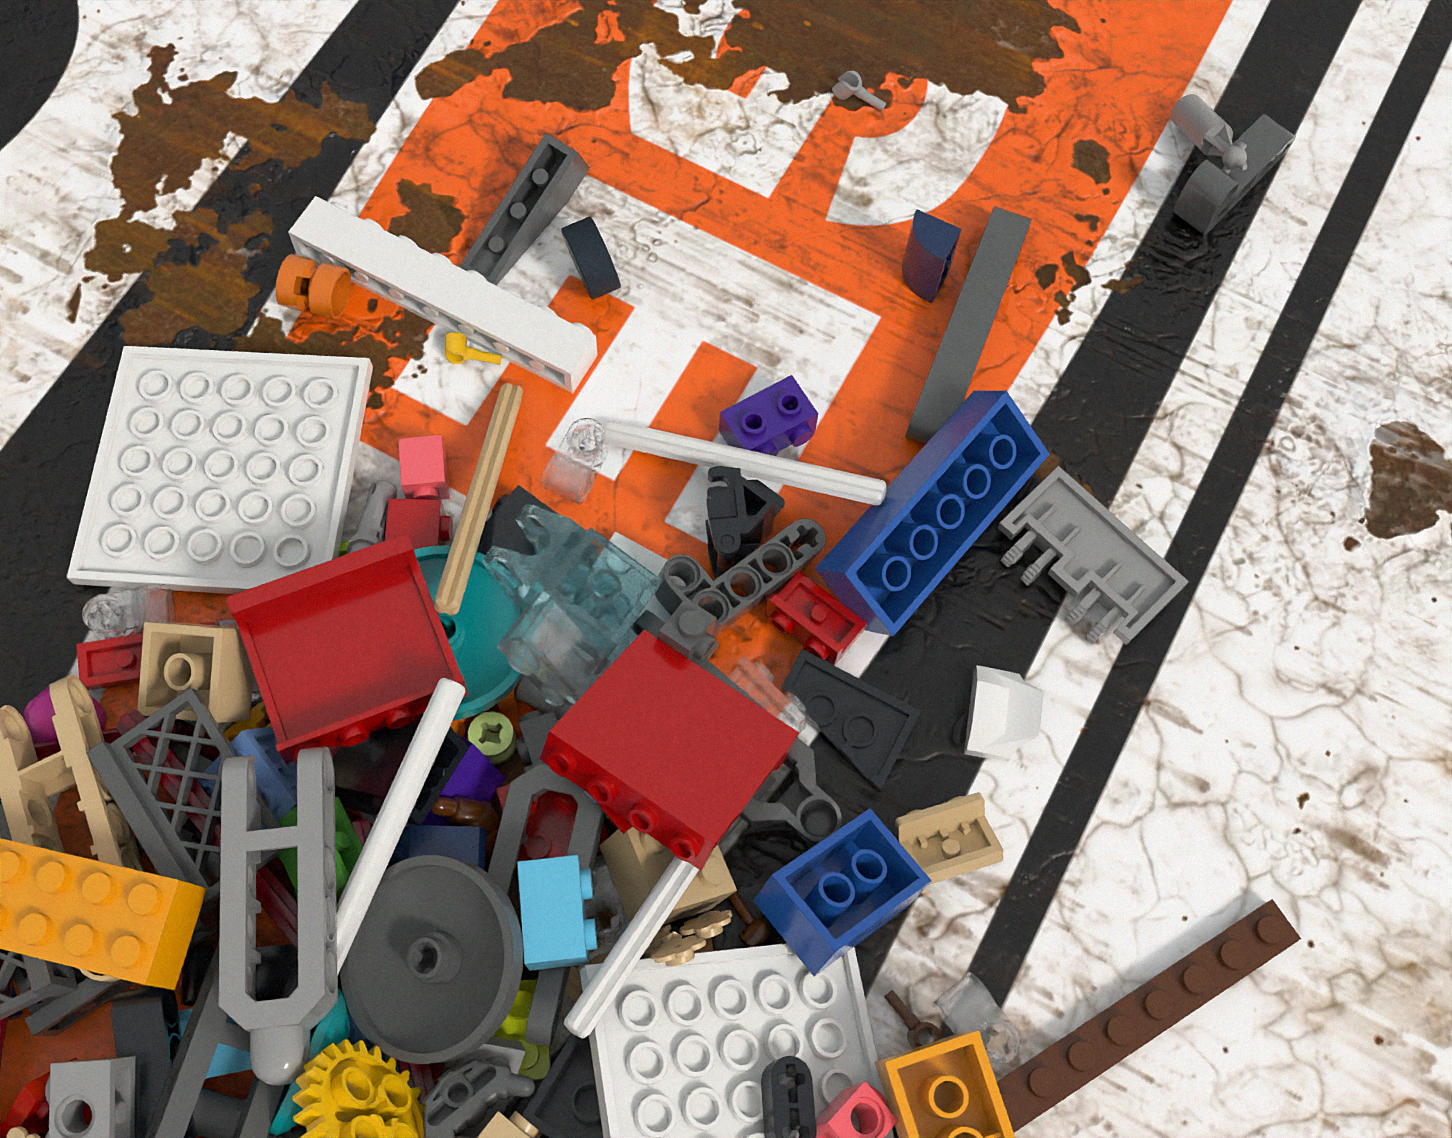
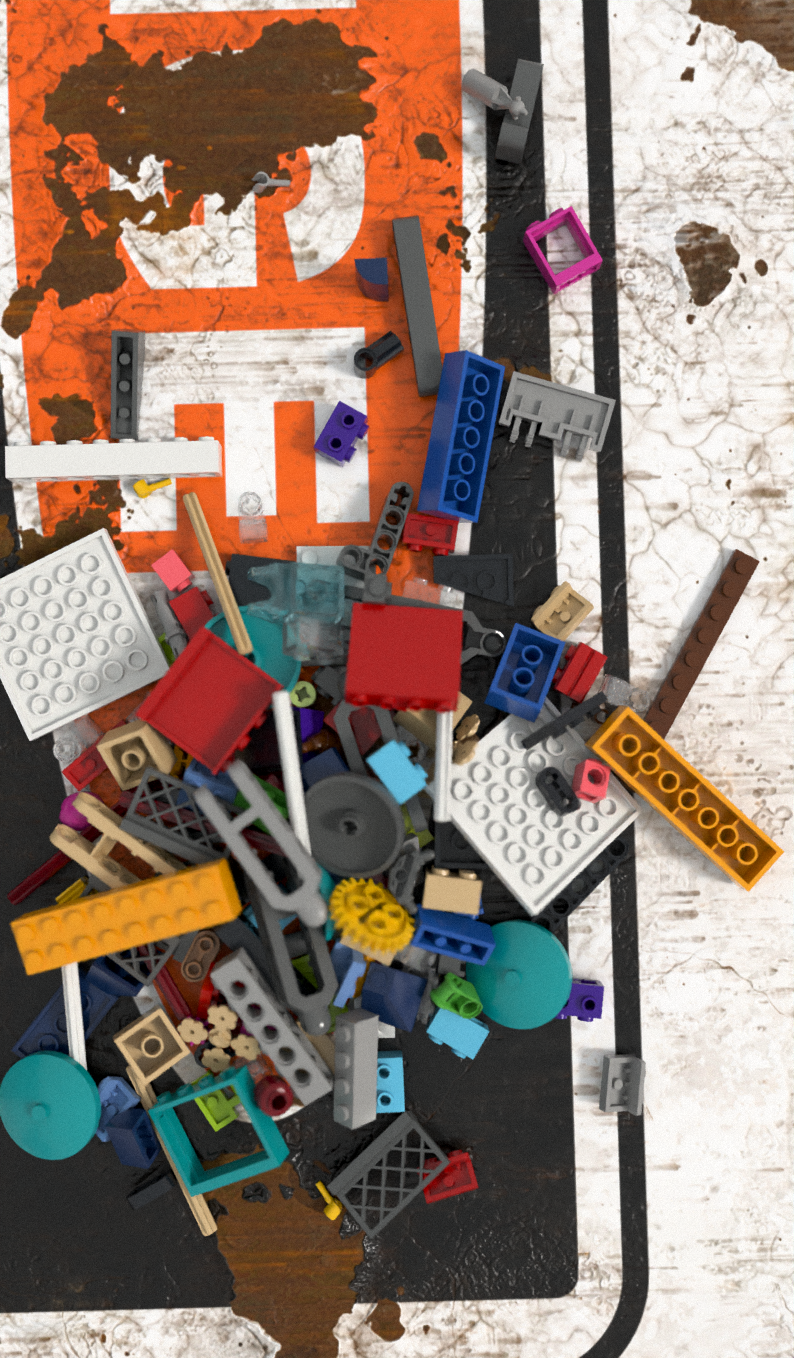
camera: 25 degrees left, 20 degrees up
(78, 1033) = (201, 954): none -> medium nougat brick
(306, 286) = (49, 497): orange wheel -> none
(591, 257) = (184, 392): black wheel -> none
(737, 517) = (359, 503): black piece -> none
(751, 463) = (343, 469): white axle -> none
(756, 932) = (491, 714): reddish brown hand -> none
(865, 999) = (572, 718): none -> black wing
(878, 353) = (378, 353): none -> black piece
(926, 945) = (578, 672): none -> red brick
(1001, 714) = (553, 528): white slope -> none
(1201, 394) = (577, 271): none -> dark pink window

